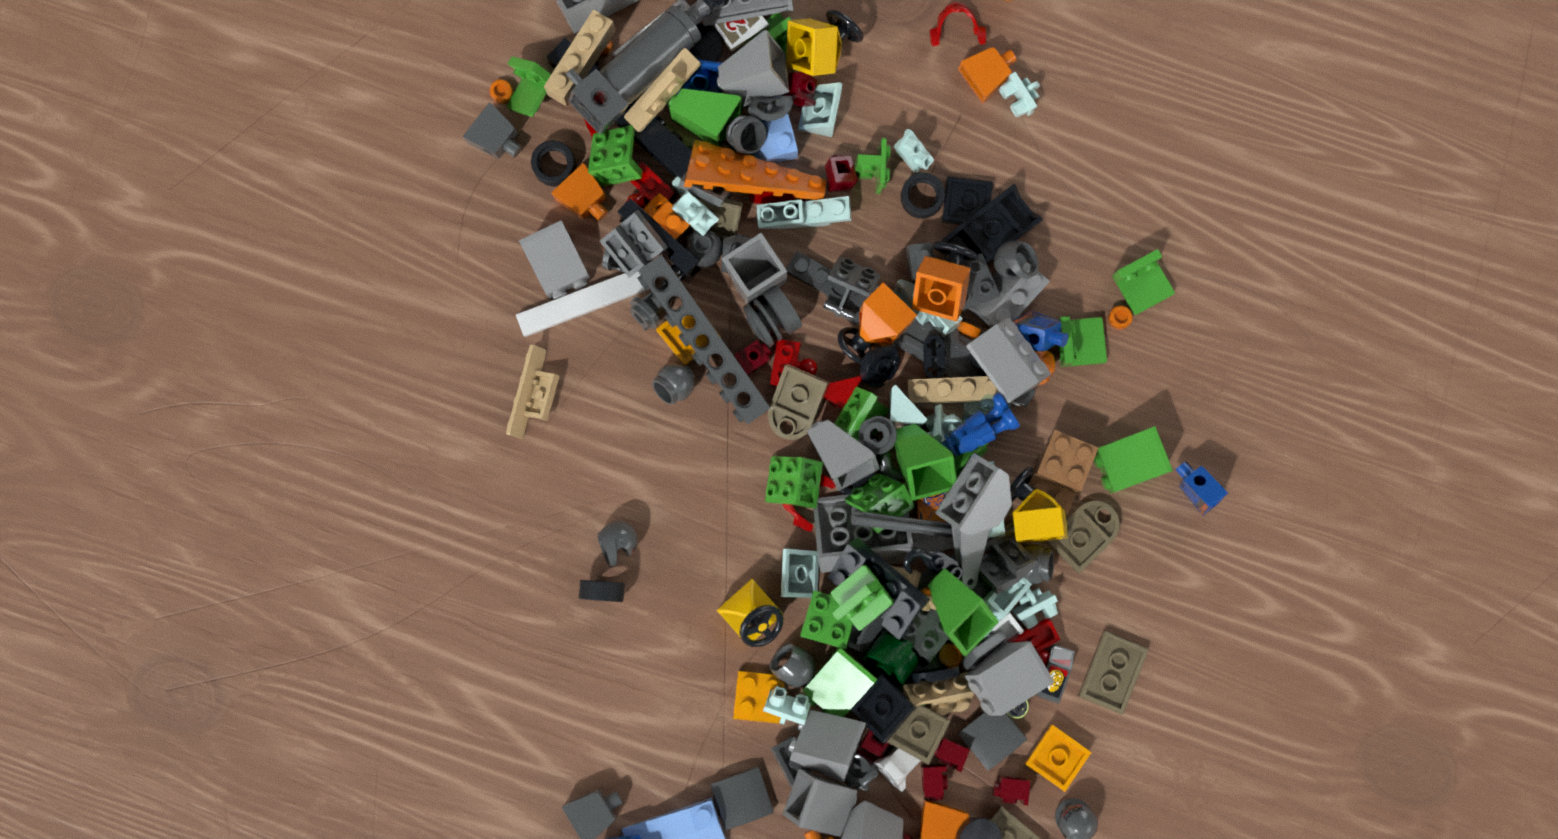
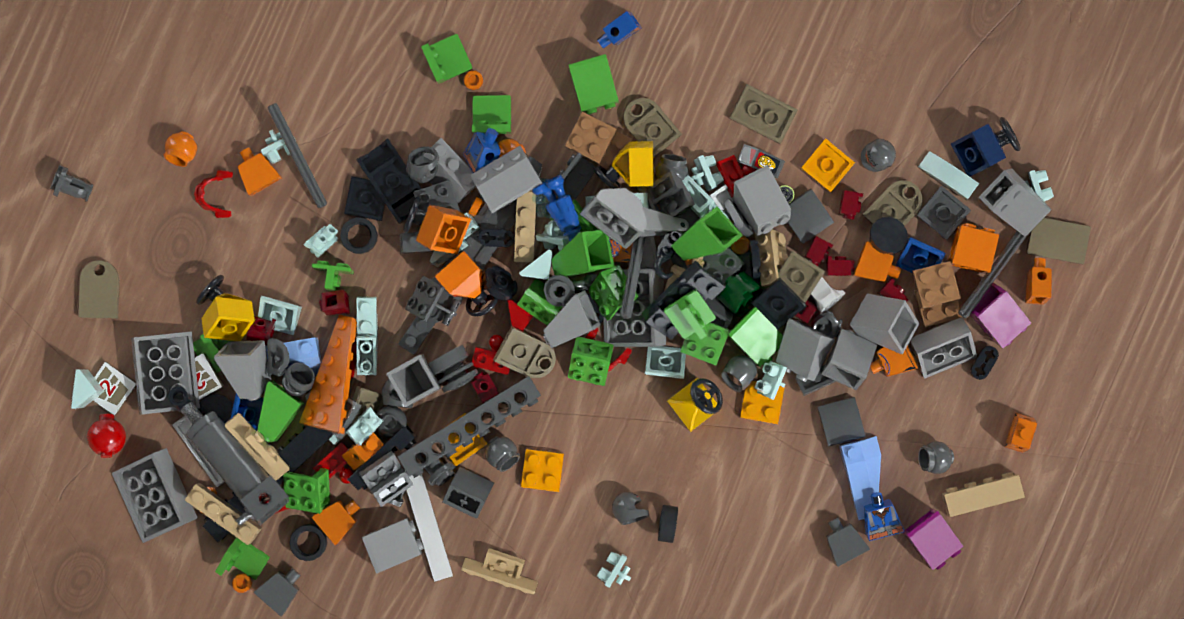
camera: 80 degrees left, 5 degrees up
(533, 523) = (618, 561): none -> light aqua hips
(624, 346) = (468, 492): none -> dark grey slope
(657, 434) = (542, 470): none -> light orange plate
(1013, 114) = (297, 155): none -> dark grey axle
(1018, 447) = (576, 175): none -> dark grey bracket

